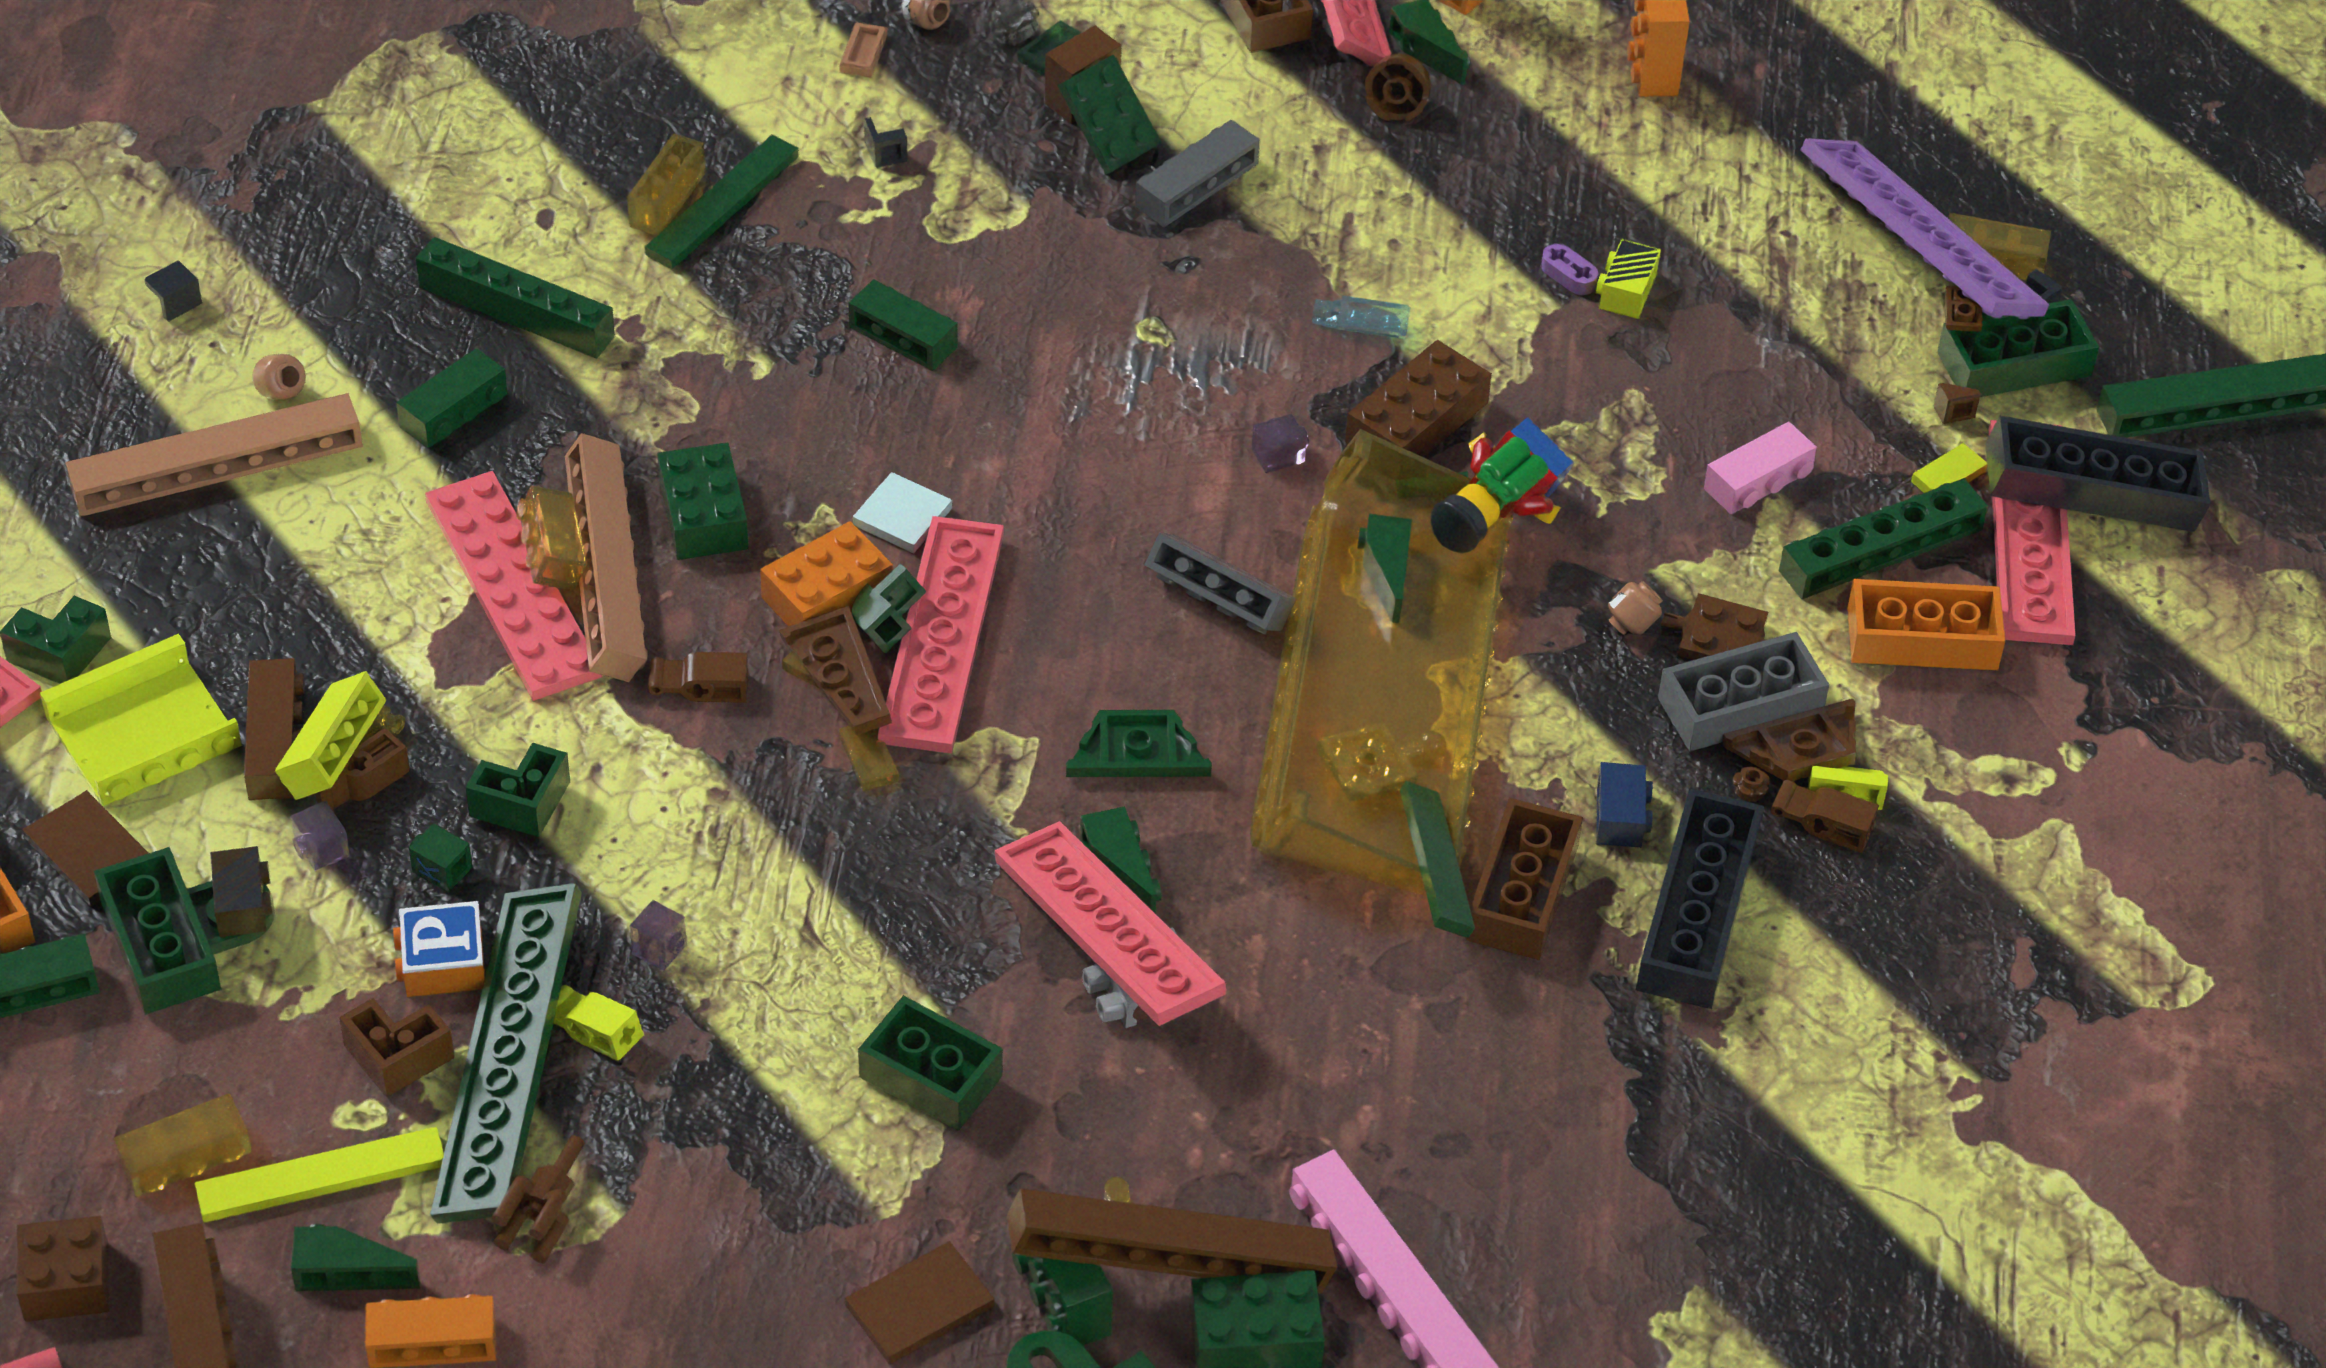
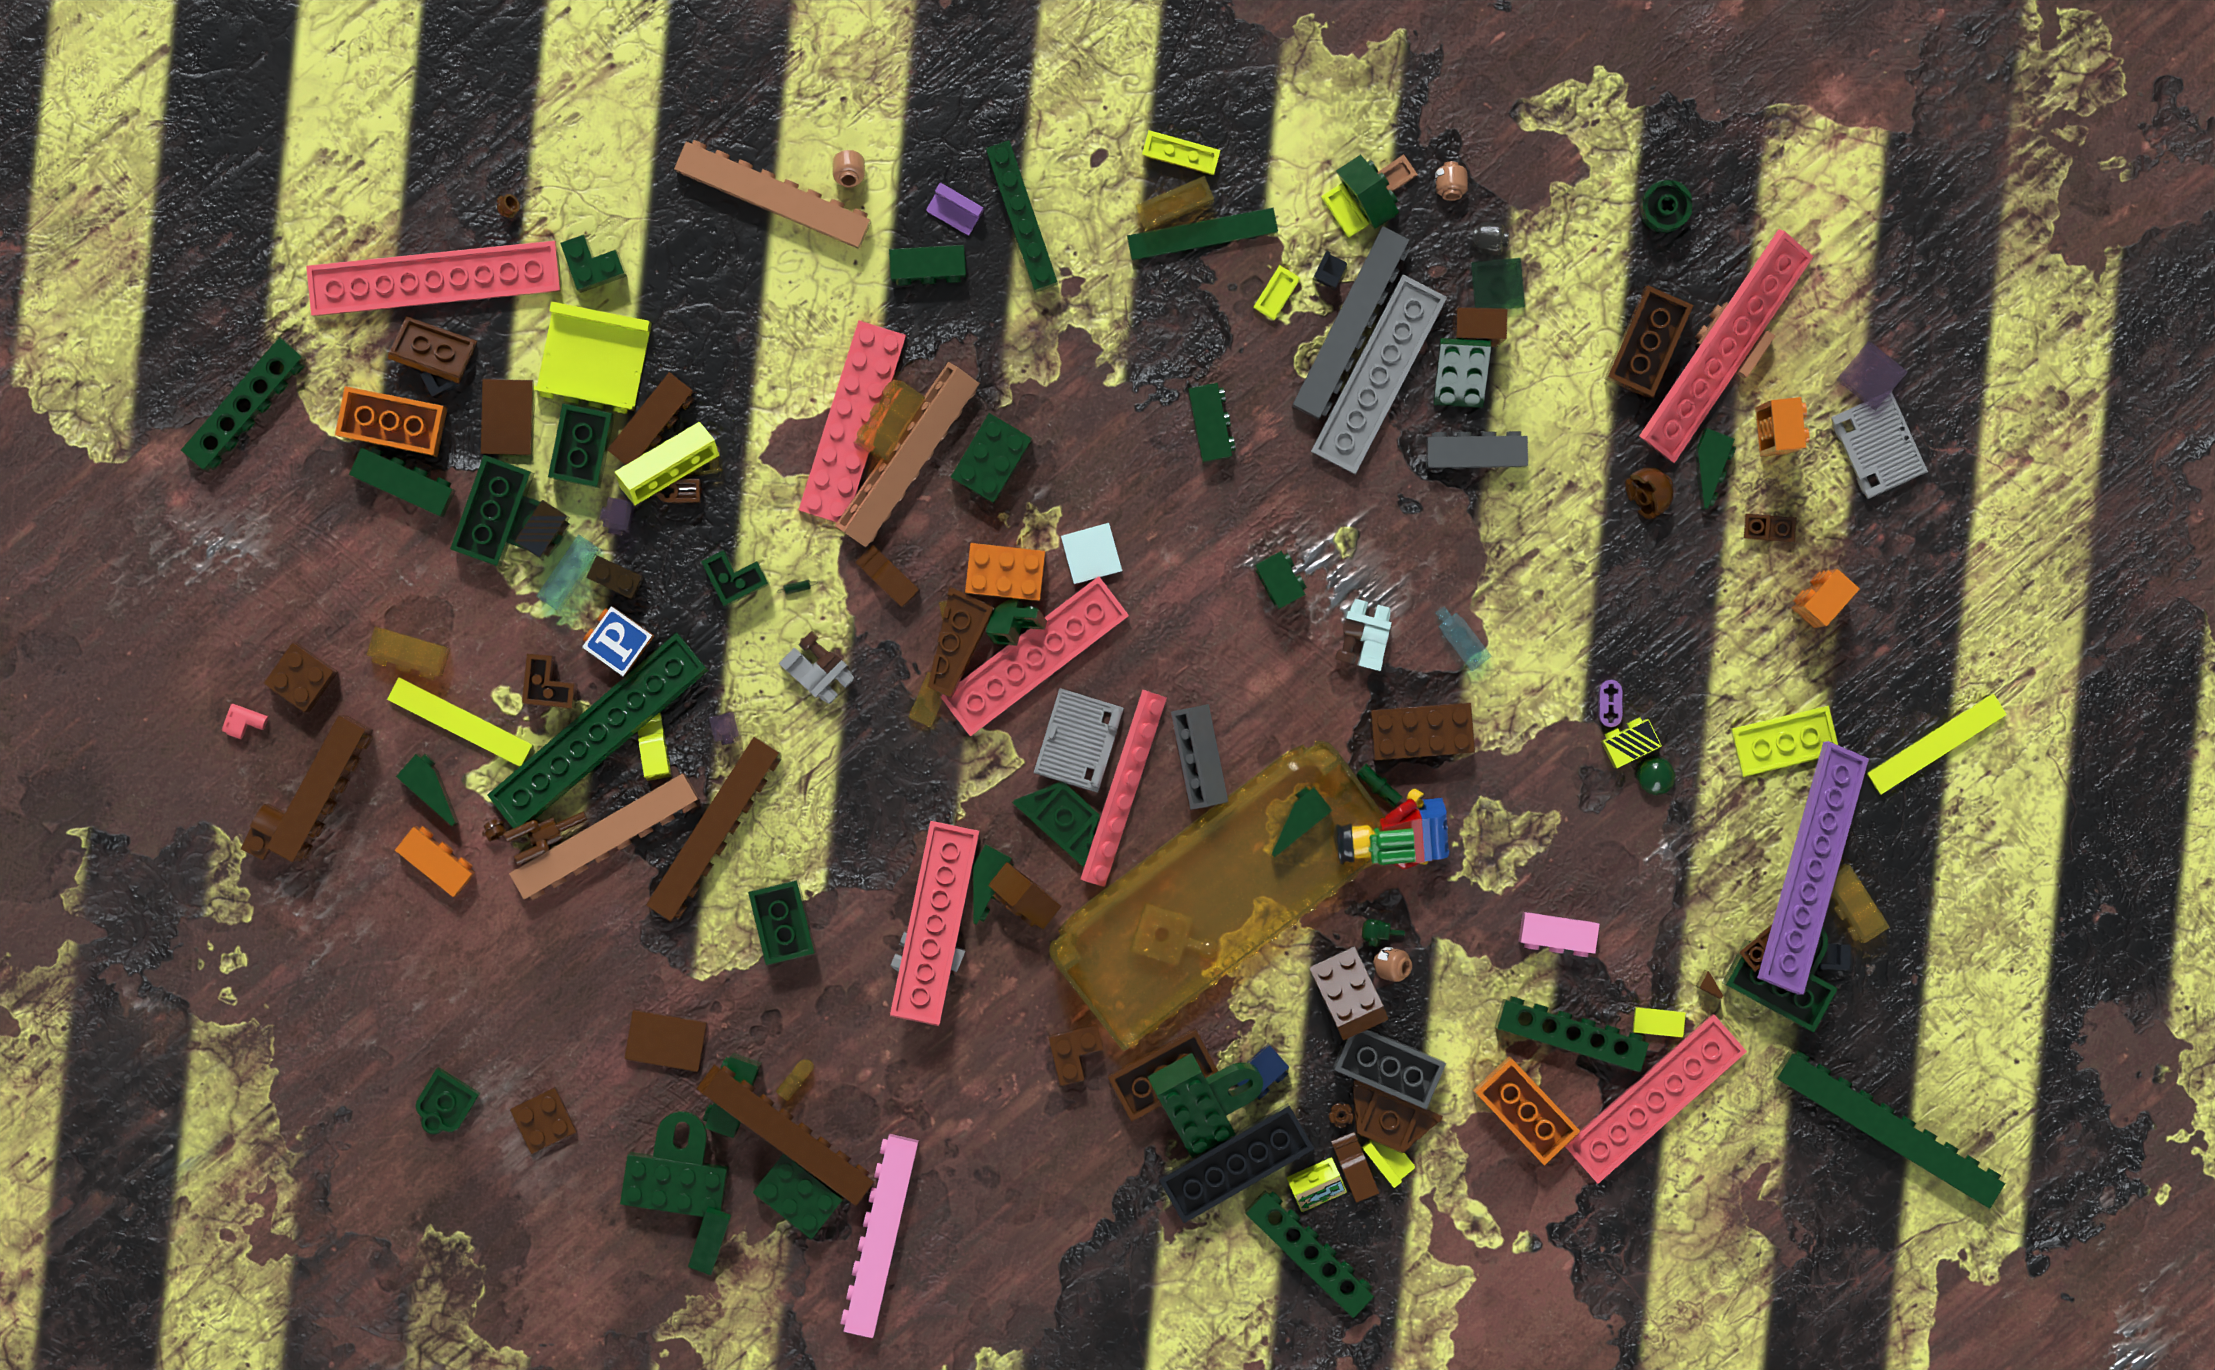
camera: 50 degrees right, 40 degrees up
(176, 289) = (847, 45): black panel -> none
(209, 797) = (581, 445): none -> dark green brick
(313, 926) = (569, 572): none -> clear light blue brick
(375, 891) = (615, 577): none -> dark brown brick
(433, 338) = (954, 209): none -> medium lavender panel
(440, 857) = (664, 580): dark green brick -> none
(475, 1247) = (494, 830): none -> reddish brown plate
(604, 763) = (797, 587): none -> dark green piece
(622, 1150) = (604, 836): none -> nougat brick
(623, 155) = (1181, 152): none -> neon yellow plate
(714, 817) = (822, 673): none -> light grey hips
(750, 1045) = (713, 829): none -> reddish brown brick
(847, 97) = (1345, 210): none -> neon yellow tile
(852, 196) = (1276, 292): none -> neon yellow tile
(855, 49) = (1369, 190): none -> dark green brick
(956, 165) = (1350, 323): none -> dark grey brick
(1030, 185) = (1378, 374): none -> light grey plate
(1074, 672) = (1078, 740): none -> light grey window
(1125, 383) = (1280, 580): none -> dark green brick
(1173, 673) = (1123, 788): none -> coral plate
(1179, 817) = (1024, 897): none -> reddish brown brick
(1270, 368) = (1369, 630): none -> light aqua hips
(1279, 443) = (1327, 686): clear purple brick -> none
(1398, 938) = (1068, 1047): none -> reddish brown brick
(1437, 860) = (1126, 1031): dark green tile -> none
(1544, 51) = (1770, 528): none -> reddish brown slope
(1585, 600) = (1376, 931): none -> dark green piece
(1592, 849) = (1201, 1104): none -> dark green brick
(1624, 649) = (1348, 993): none -> brick
(1685, 289) = (1655, 775): none -> dark green hair
(1716, 627) = (1426, 1015): reddish brown plate -> none
(1764, 187) = (1783, 740): none -> neon yellow tile
(1808, 860) = (1316, 1184): none -> panel
(1880, 925) = (1352, 1301): none -> dark green brick
(1900, 94) = (1936, 743): none -> neon yellow tile
(2097, 473) = (1716, 1108): black brick -> none

